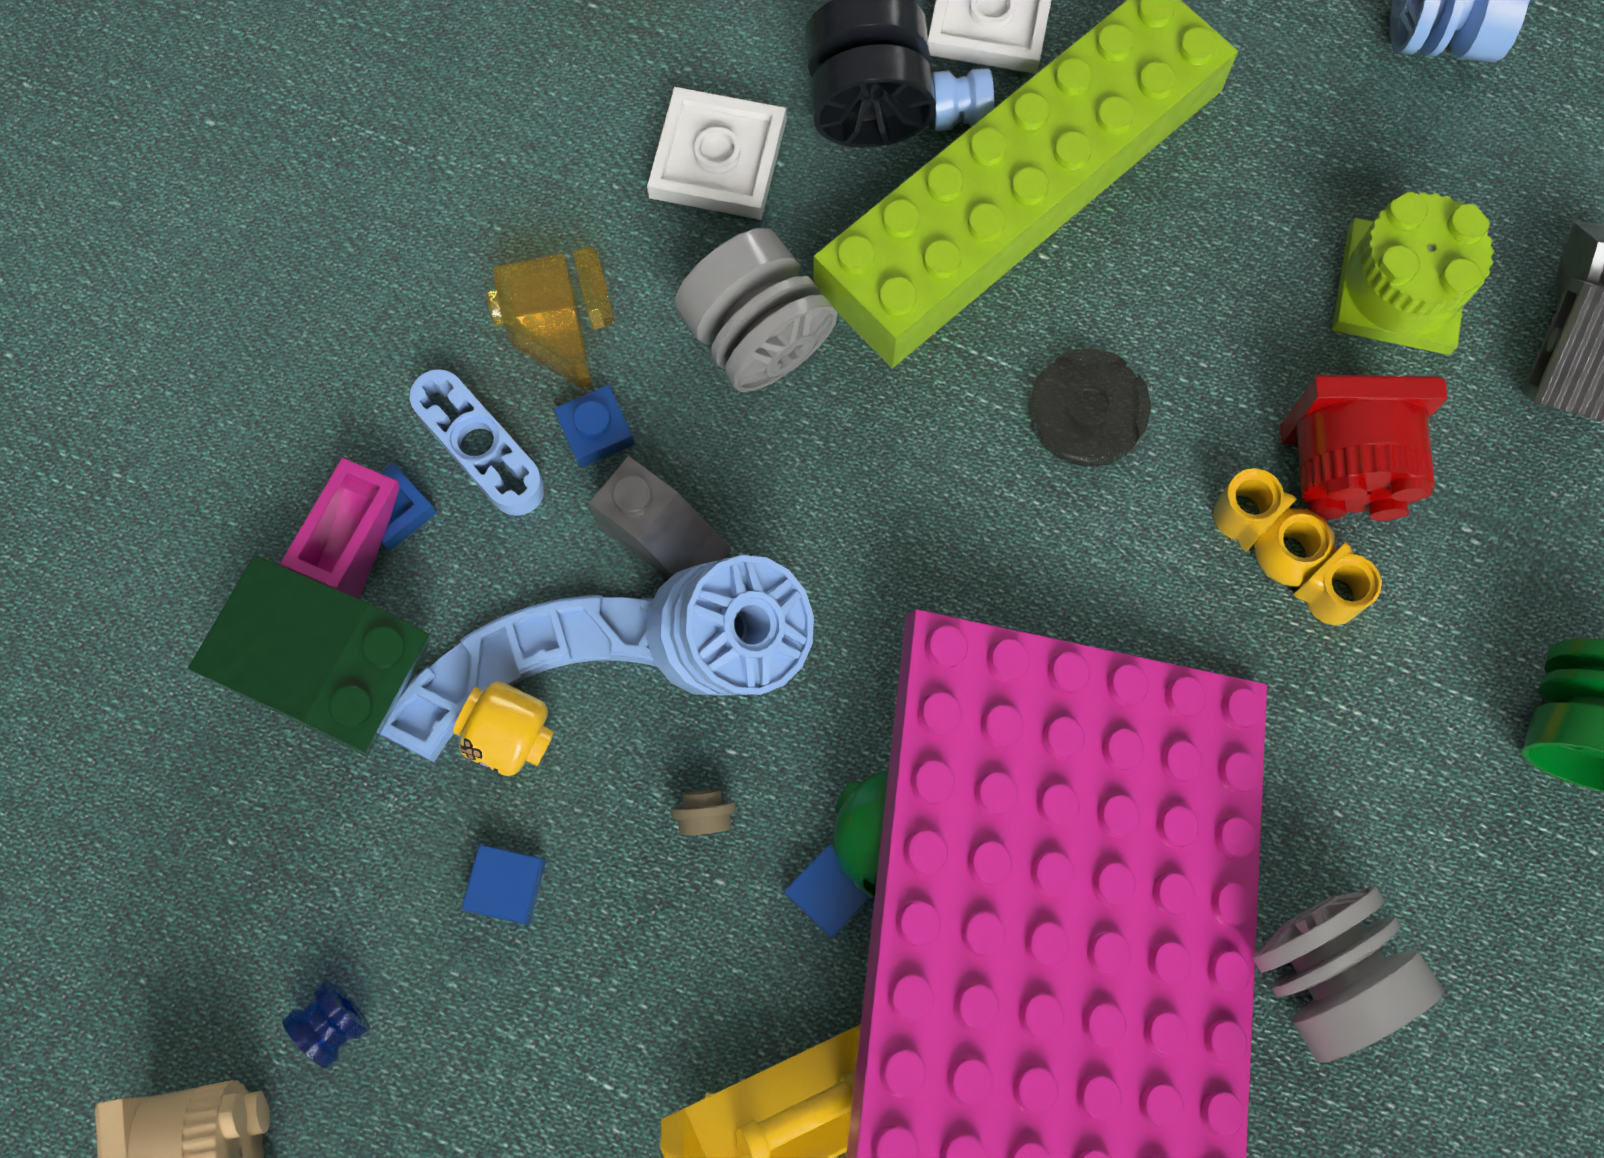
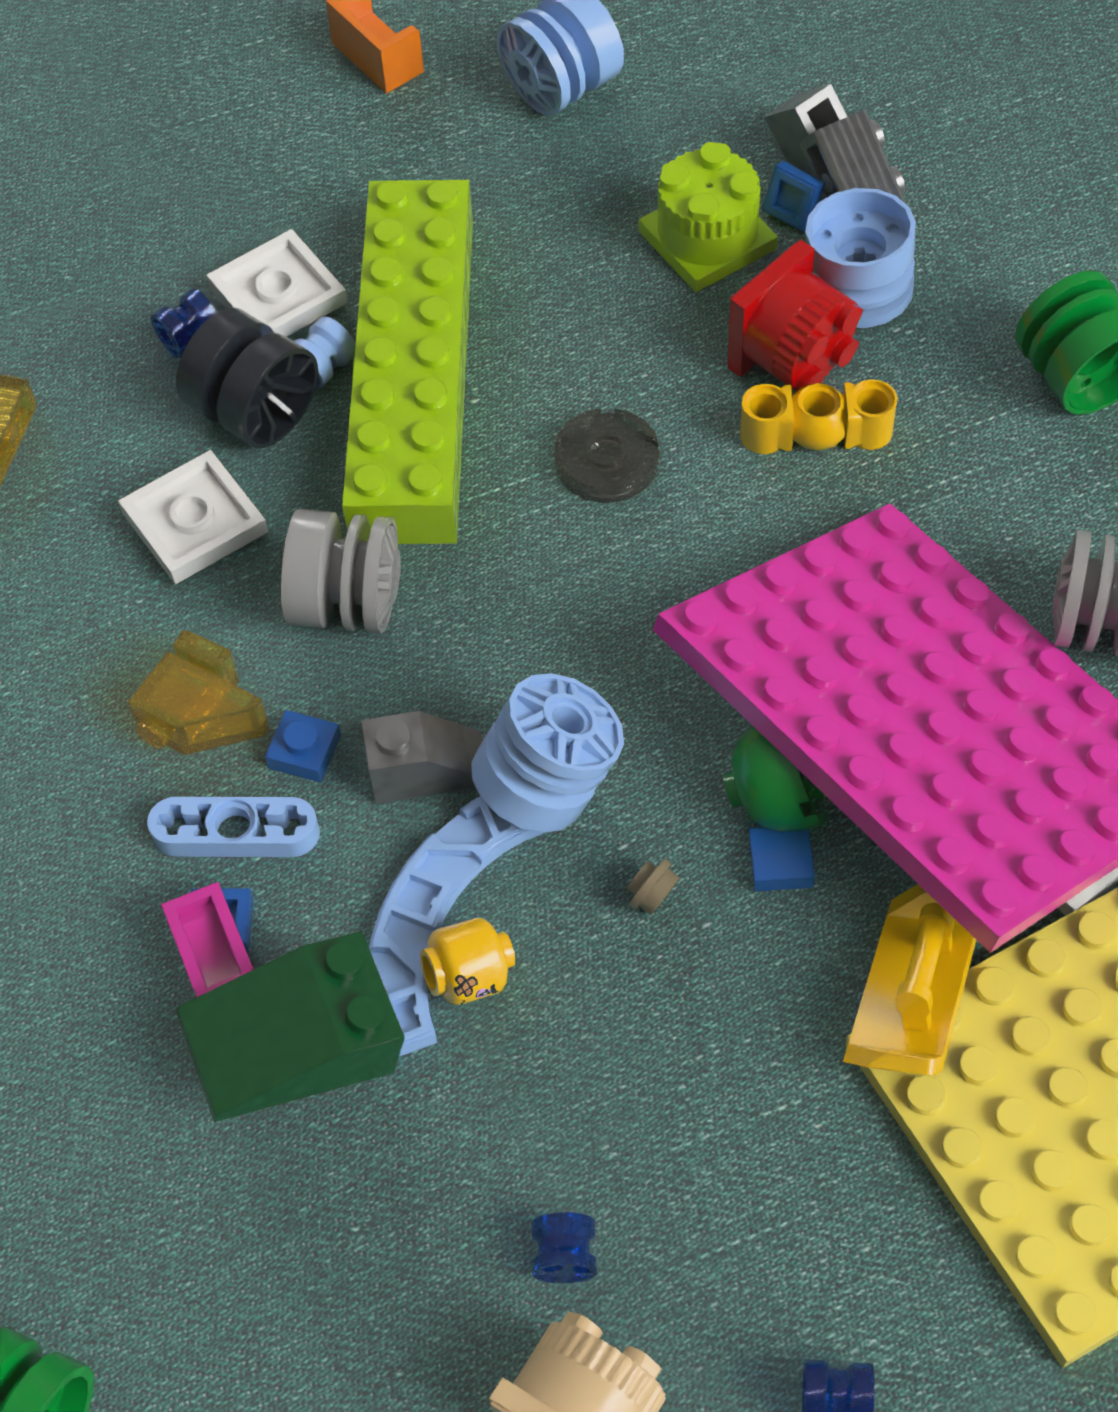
camera: 45 degrees left, 15 degrees down
(504, 885) = (575, 1059): blue tile -> none
(1503, 437) = (865, 250): none -> light blue wheel
(1513, 321) = (792, 195): none -> blue tile

